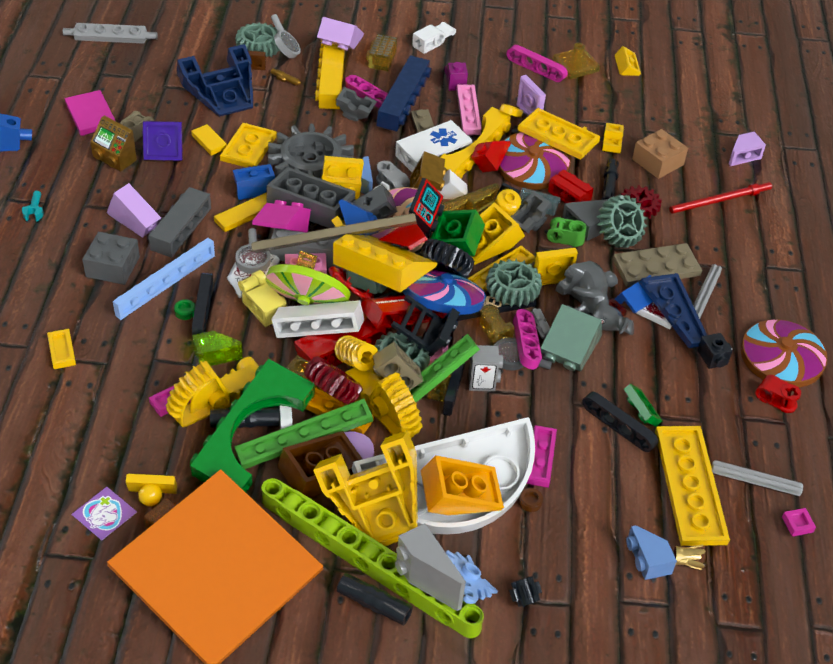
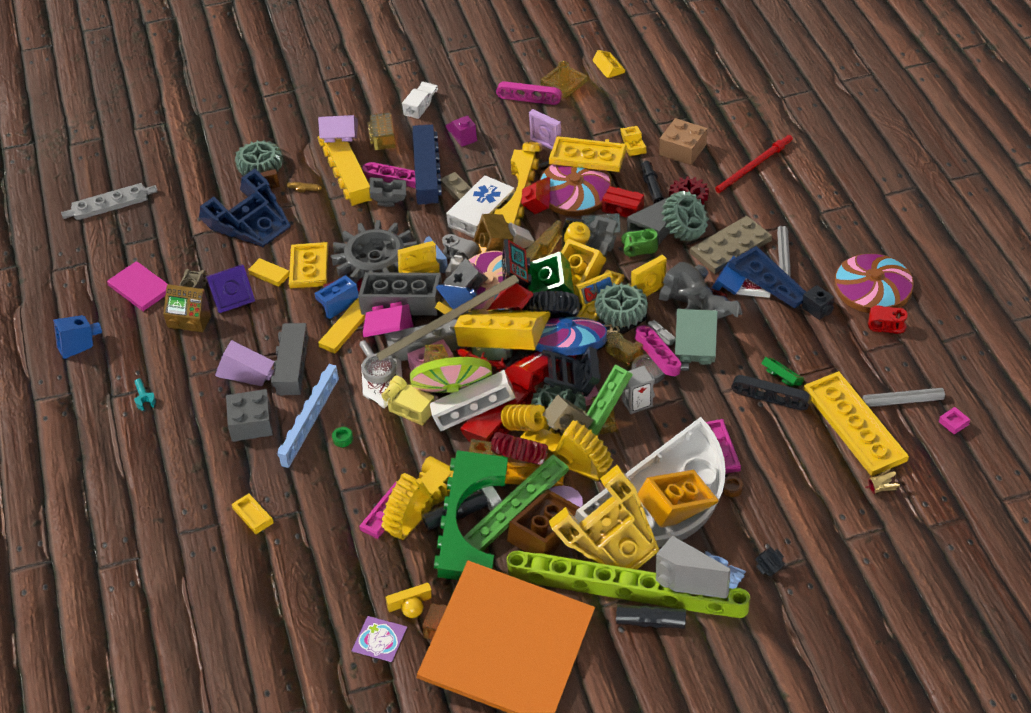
camera: 15 degrees left, 0 degrees up
(202, 304) = (358, 427): black beam -> none
(216, 348) = (393, 460): clear neon green slope -> none
(284, 40) = (284, 150): light grey piece -> none
(452, 390) = (621, 427): black tile -> none
(469, 110) = (491, 159): bright pink plate -> none
(488, 256) = (589, 289): none -> slope
(651, 553) = (852, 490): medium blue slope -> none
(747, 149) = (755, 110): lavender slope -> none

